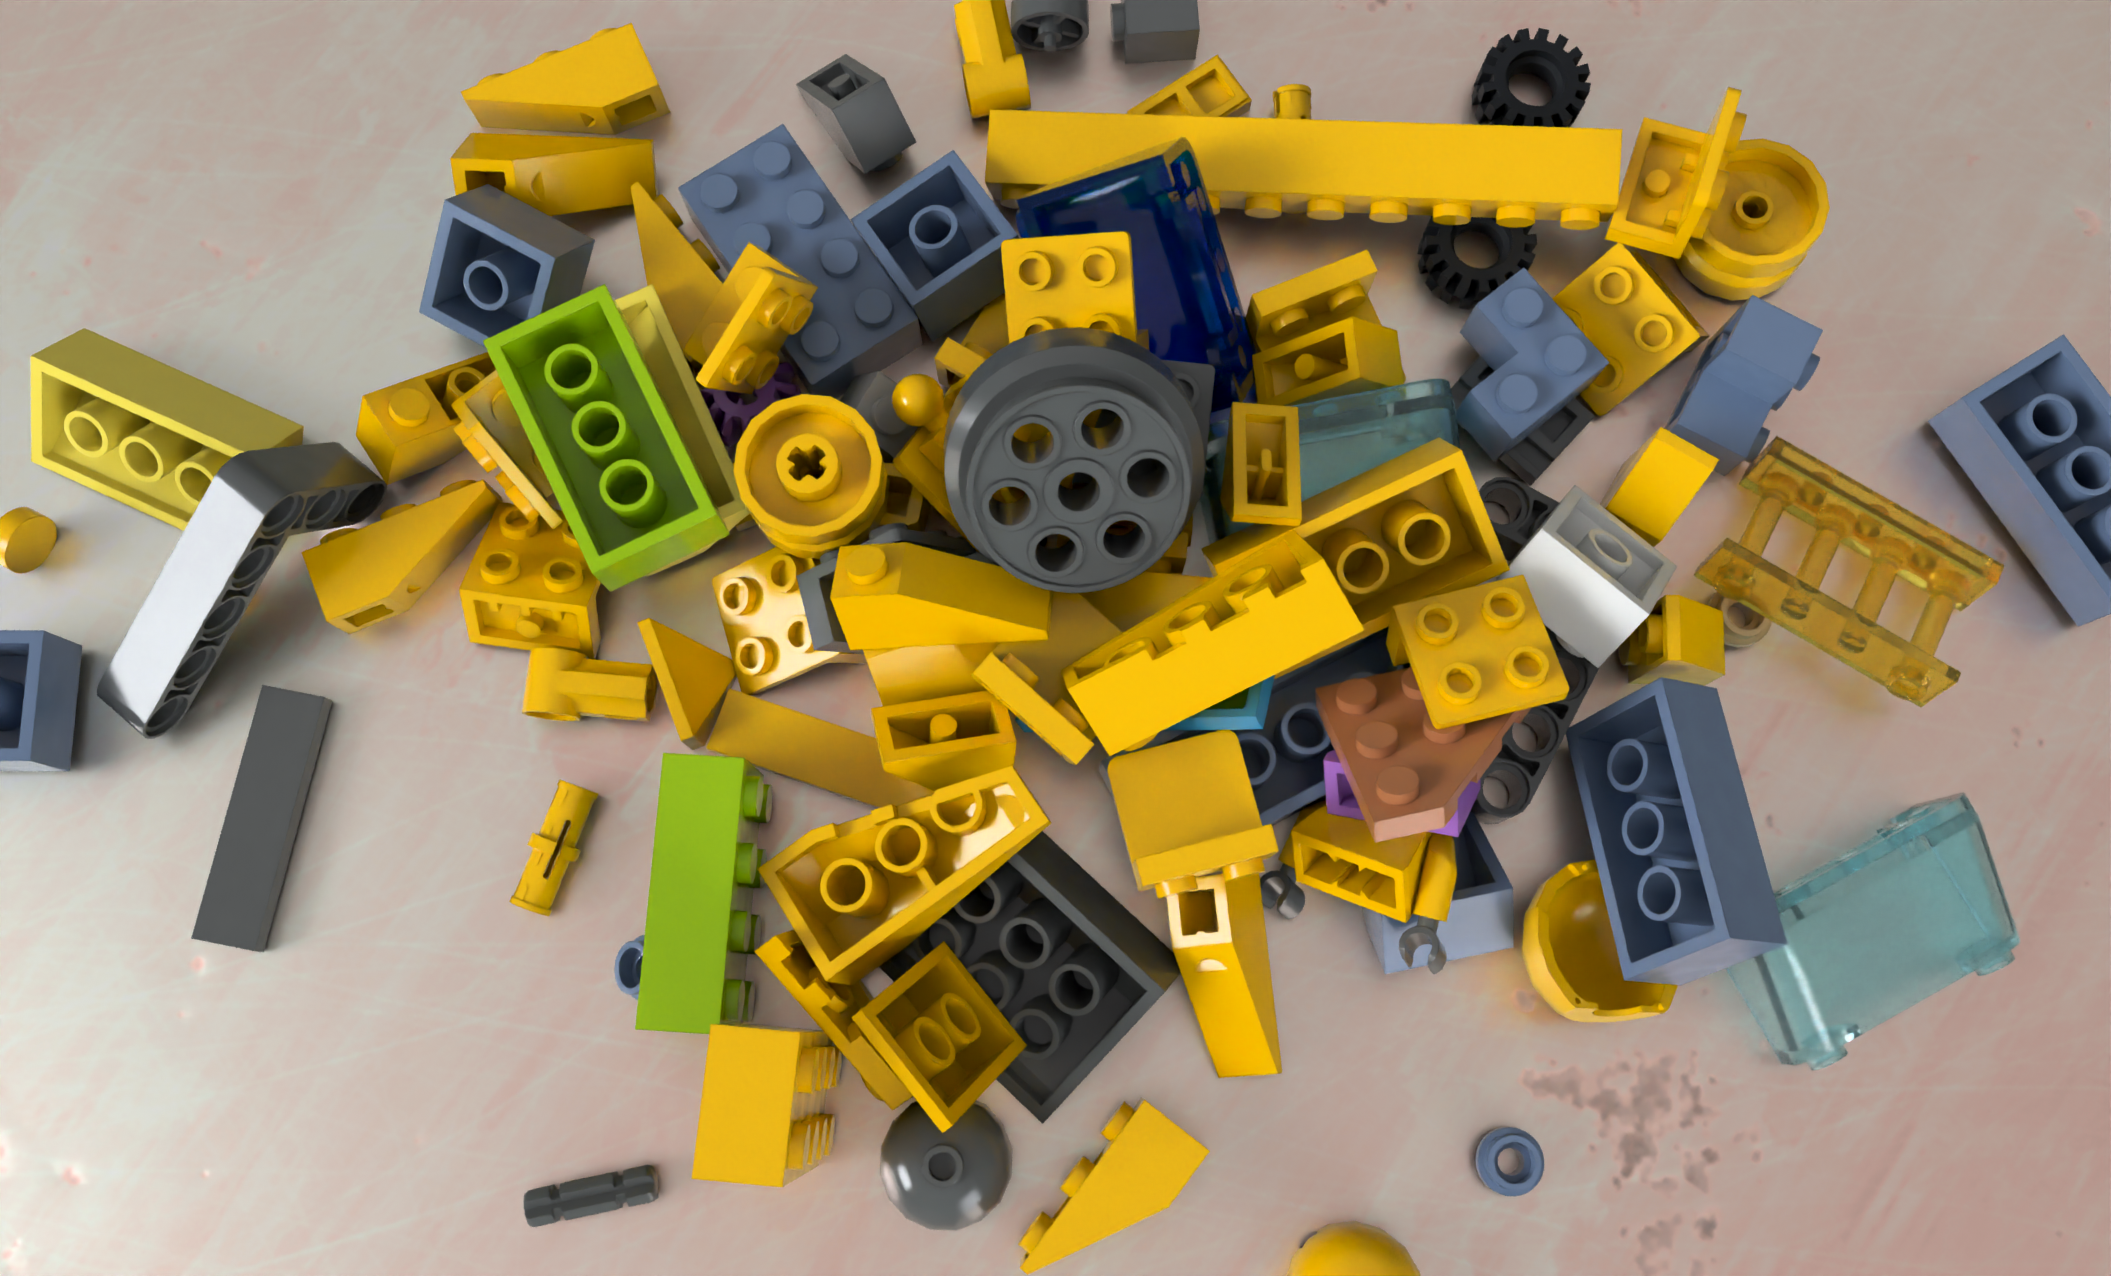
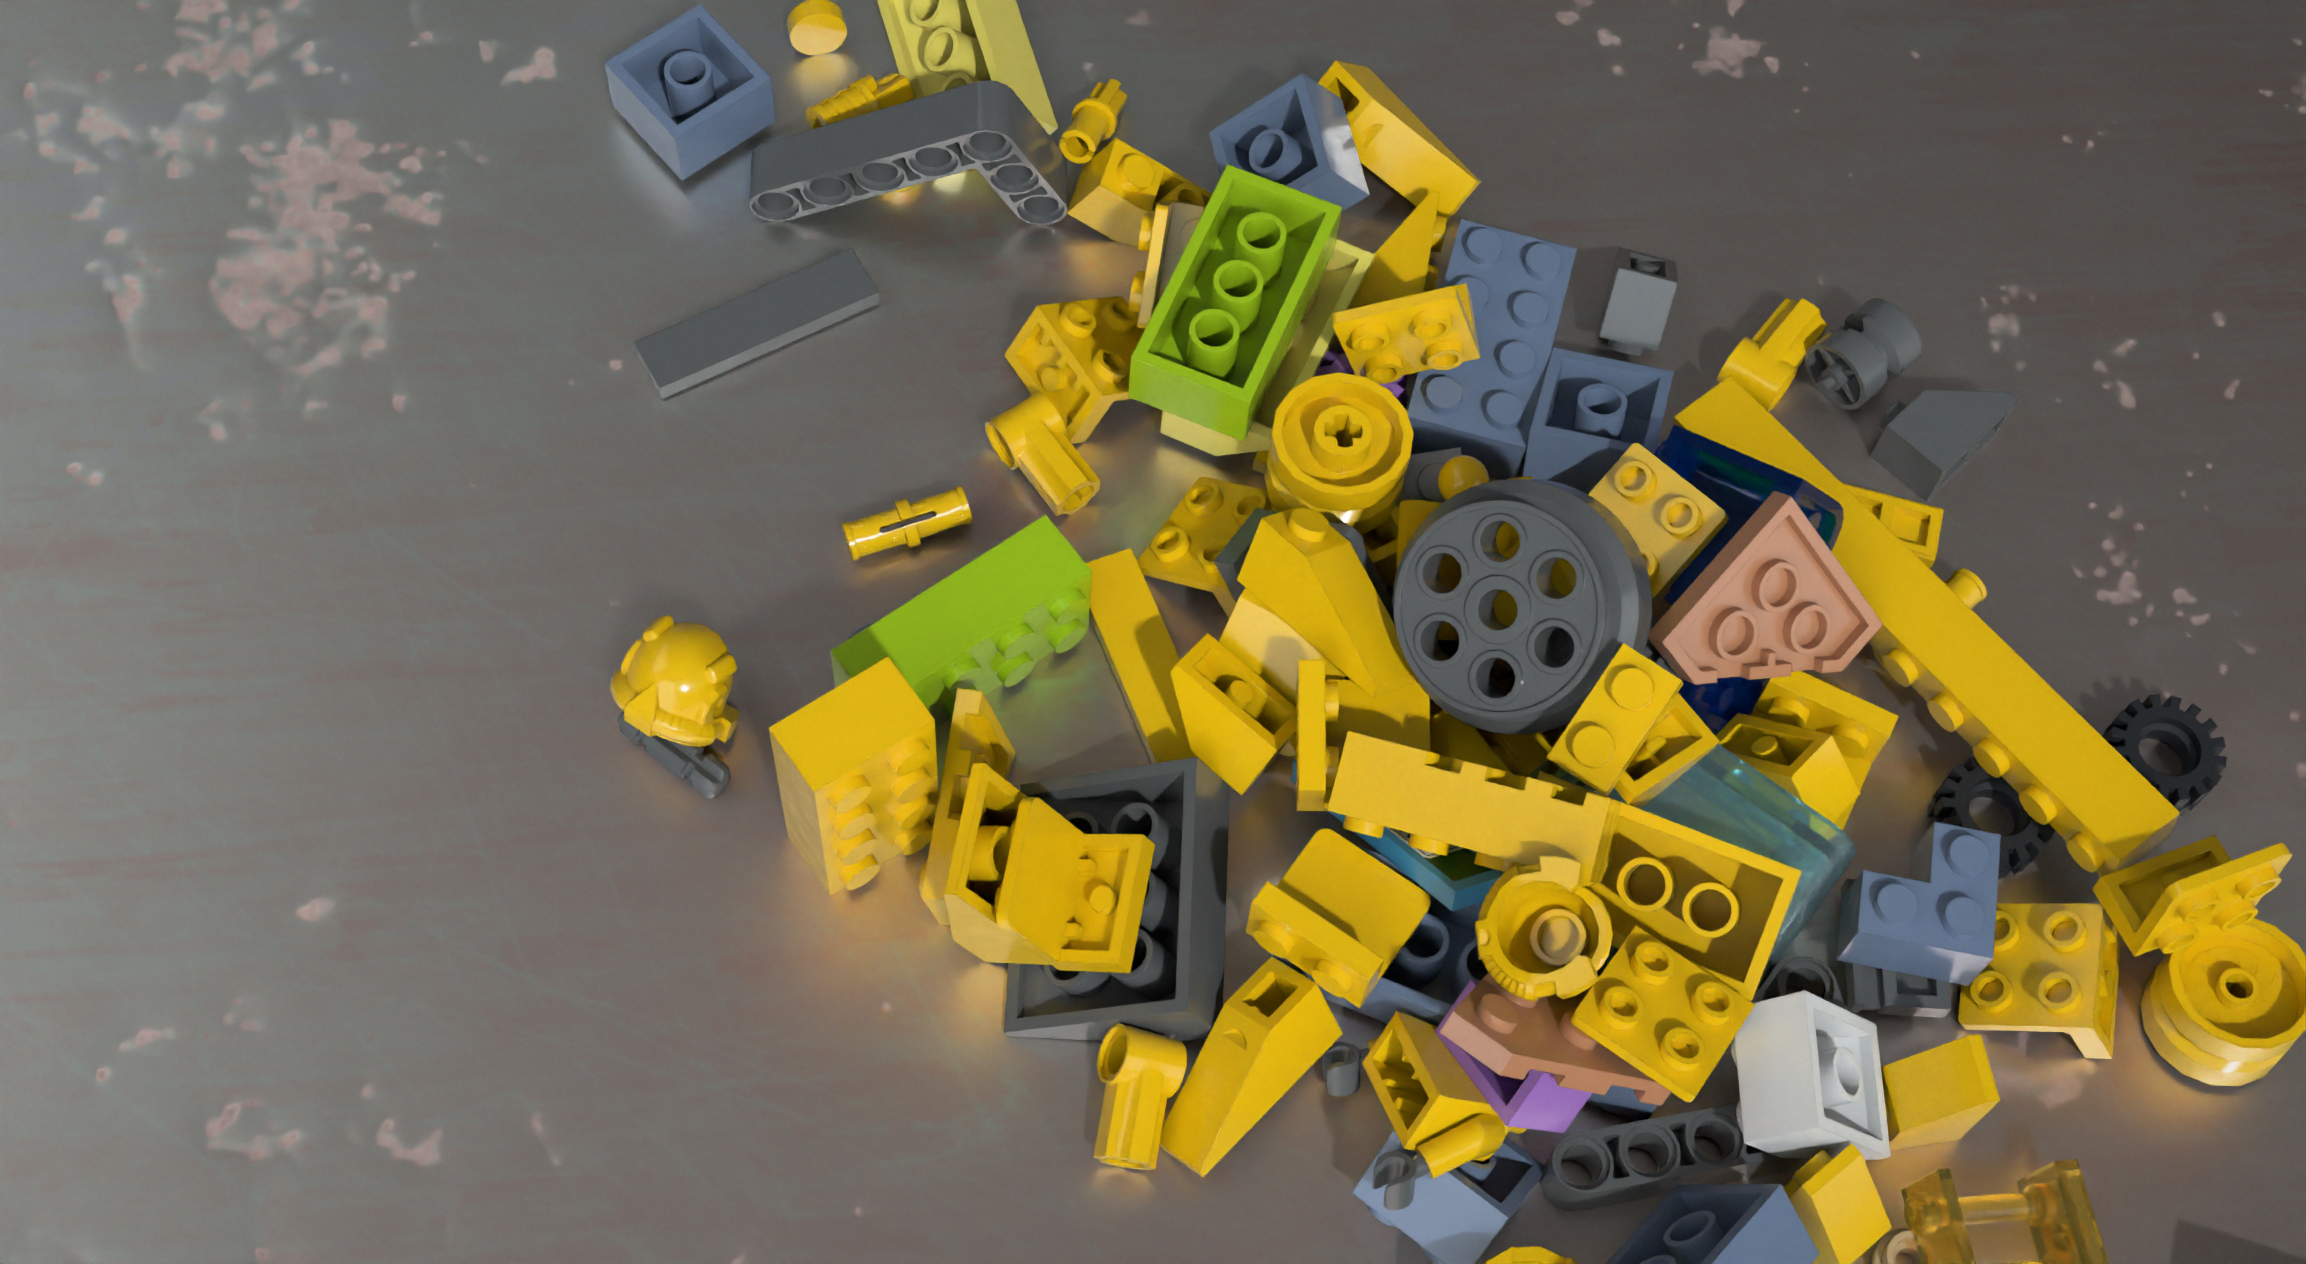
camera: 45 degrees right, 15 degrees down
(132, 565) = (859, 99): none -> yellow hinge
(322, 392) = (1093, 121): none -> yellow axle
(393, 562) = (1021, 260): yellow slope -> none
(546, 1162) = (677, 684): none -> yellow helmet
(582, 89) = (1470, 112): yellow slope -> none
(691, 679) = (1113, 512): yellow slope -> none
(888, 876) = (1107, 750): yellow wedge -> none
(949, 1175) = (913, 981): dark grey cylinder -> none
(997, 999) = (1073, 892): none -> yellow bracket
(1127, 1182) = (1015, 1123): yellow slope -> none
(1166, 1056) = (1139, 1078): none -> yellow piece
(1221, 272) = (1767, 605): none -> nougat plate
(1238, 481) = (1615, 720): none -> yellow plate
(1367, 695) = (1543, 930): none -> yellow helmet
(1740, 378) = (2096, 1099): sand blue brick -> none

